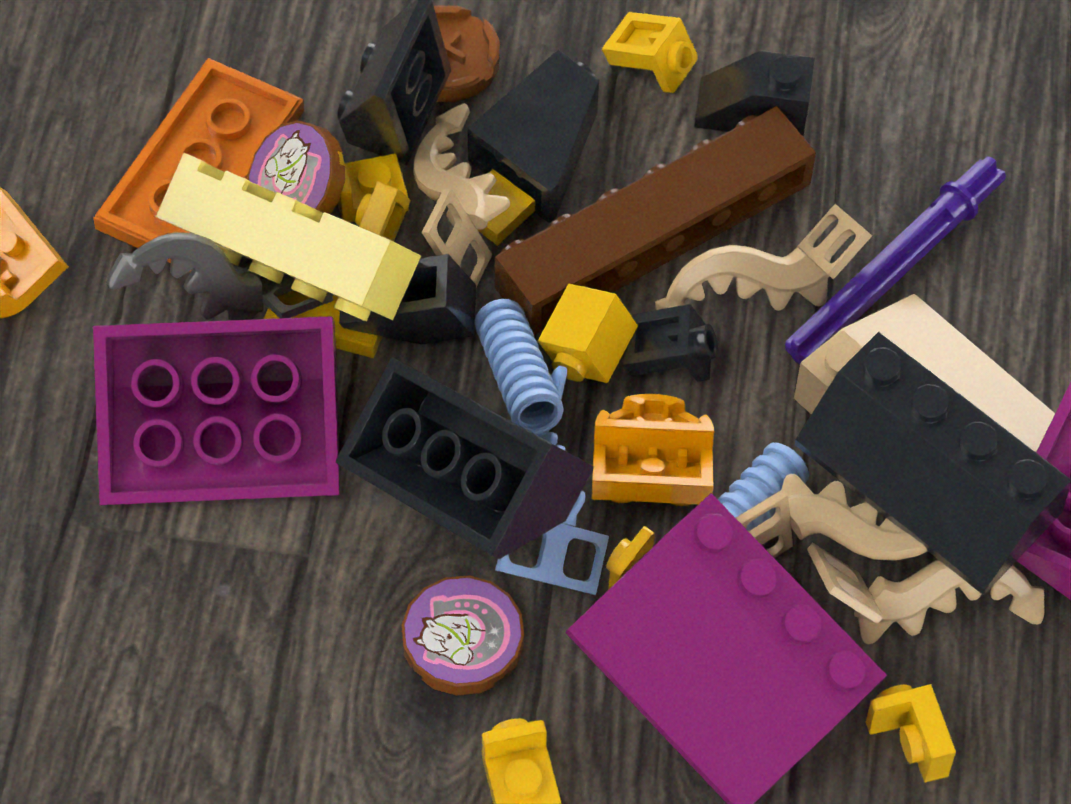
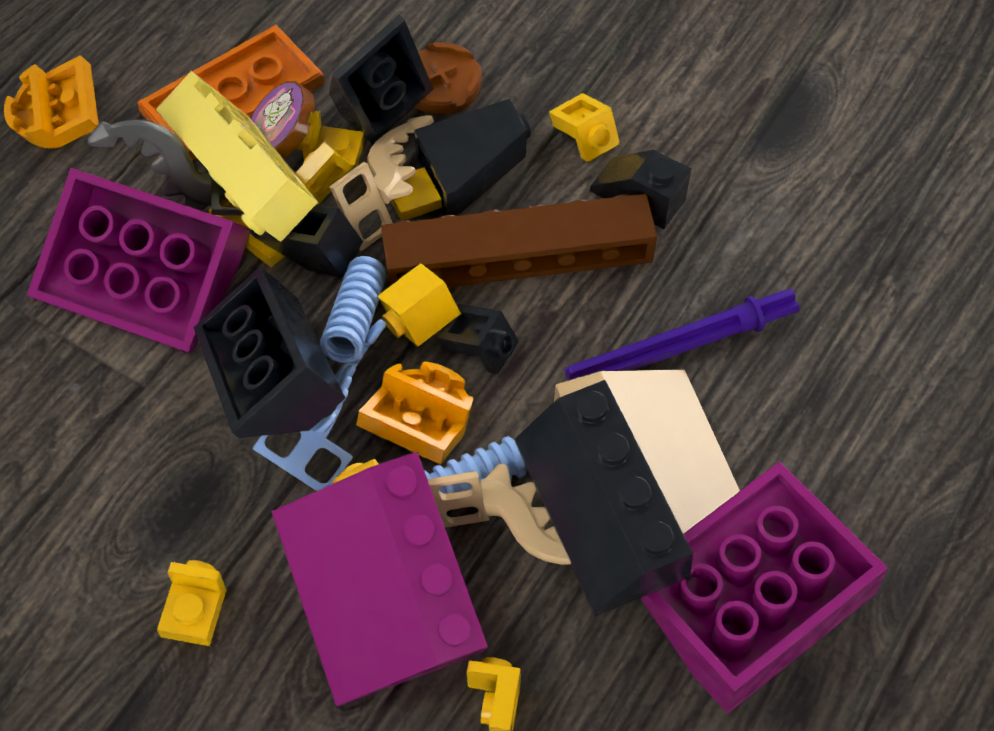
camera: 25 degrees right, 0 degrees up
(462, 635) = (213, 486): tile -> none
(800, 271) = (573, 308): tan piece -> none
(909, 599) = (550, 595): tan piece -> none

